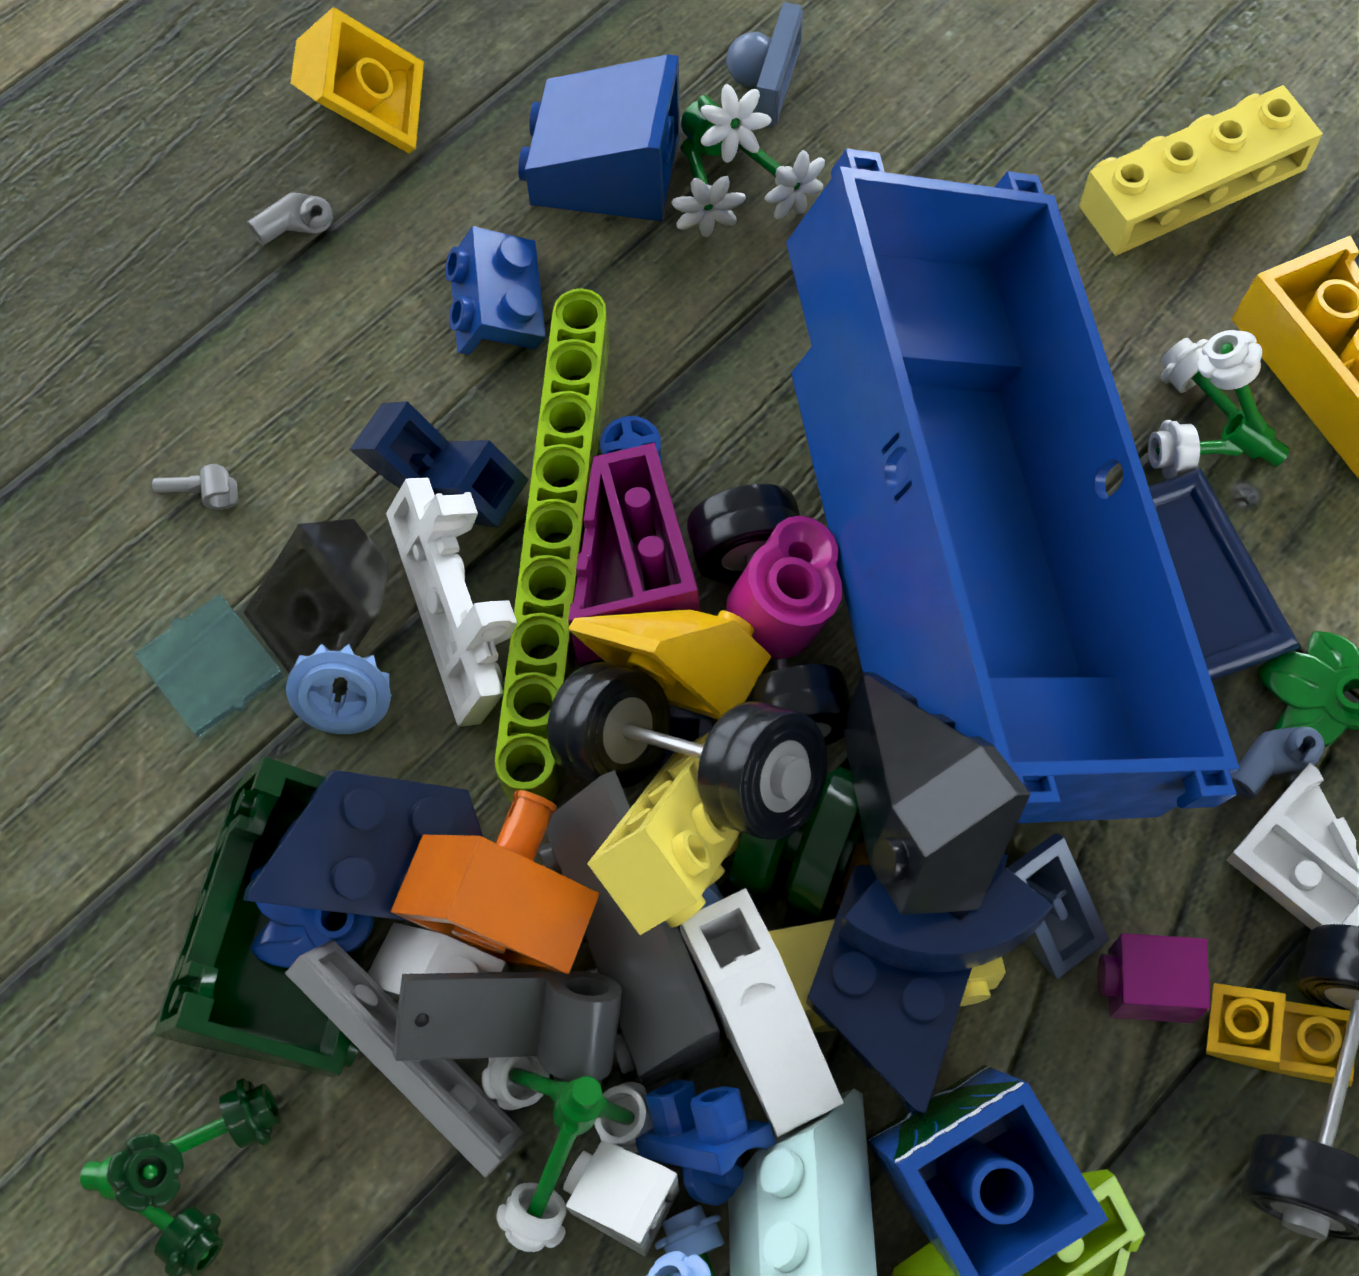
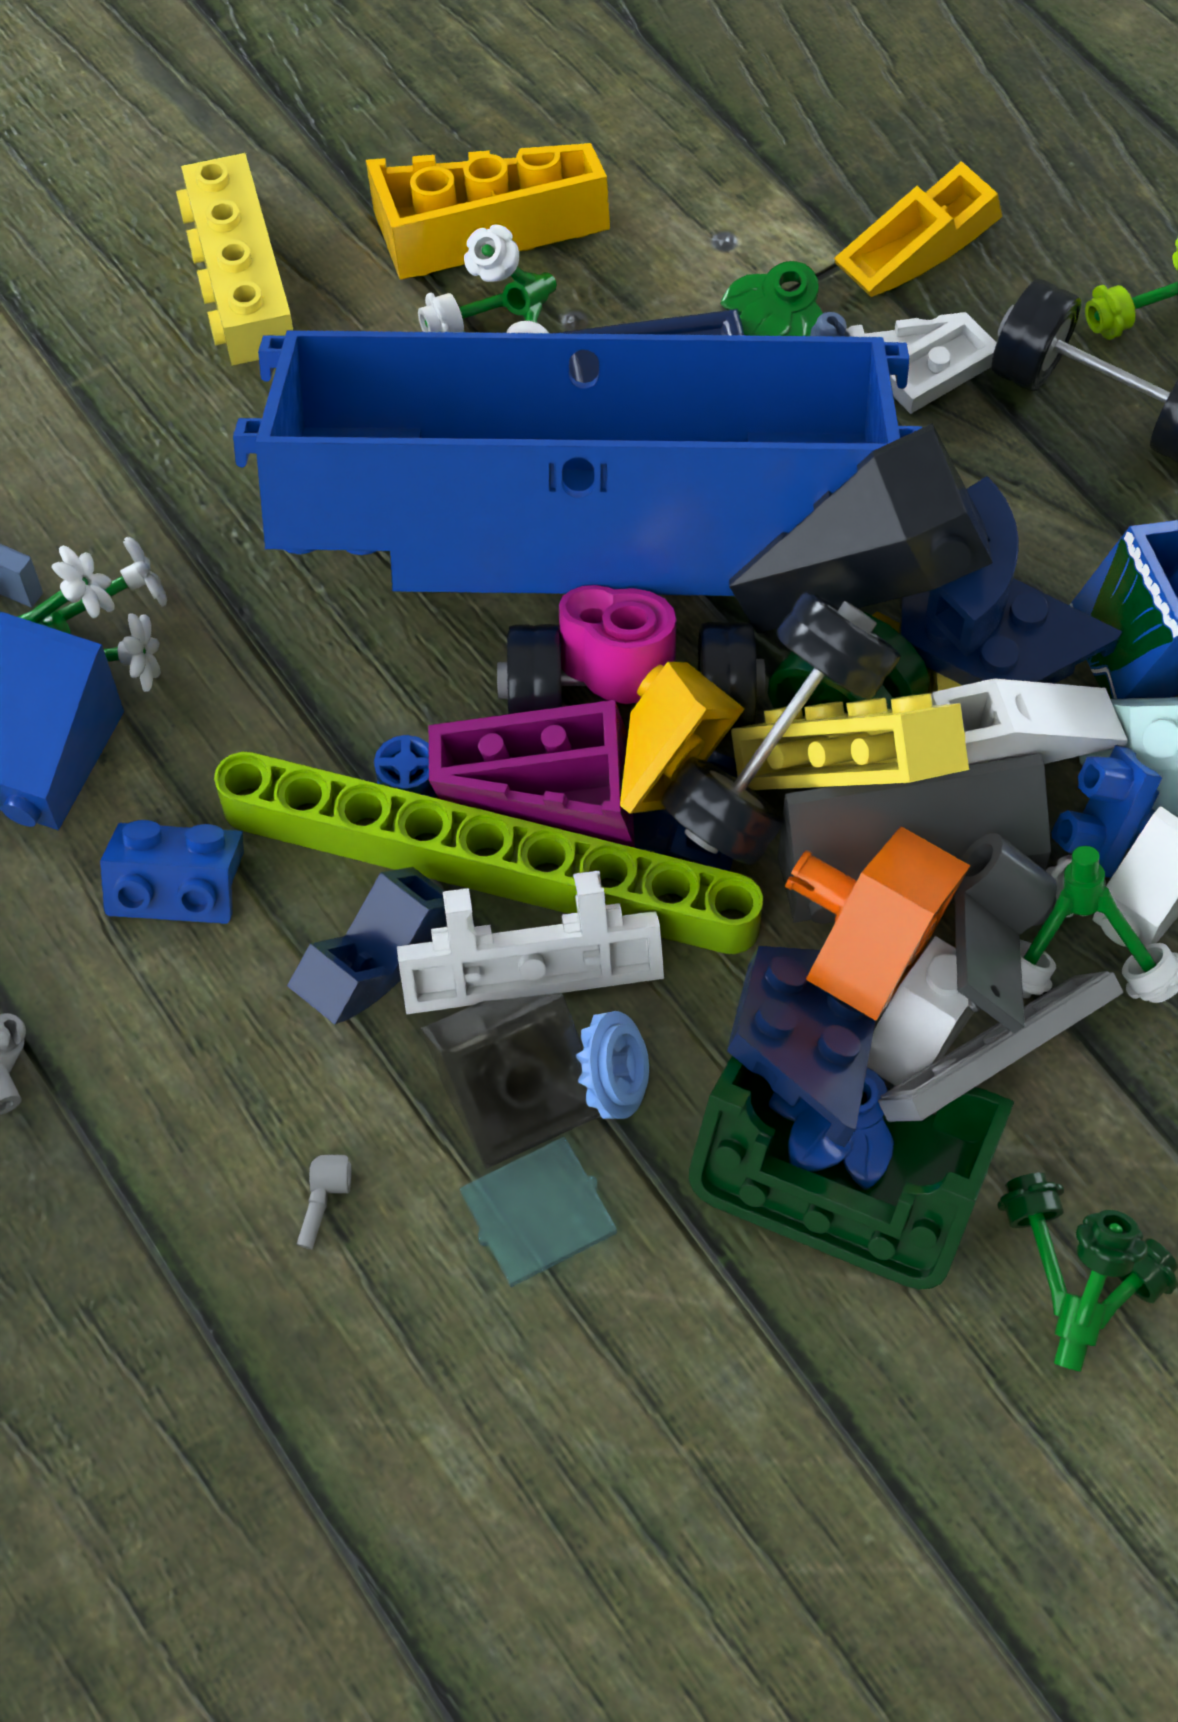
camera: 80 degrees left, 5 degrees down
(1155, 978) = (1018, 466): magenta brick -> none
(1276, 1034) = (1063, 412): yellow slope -> none

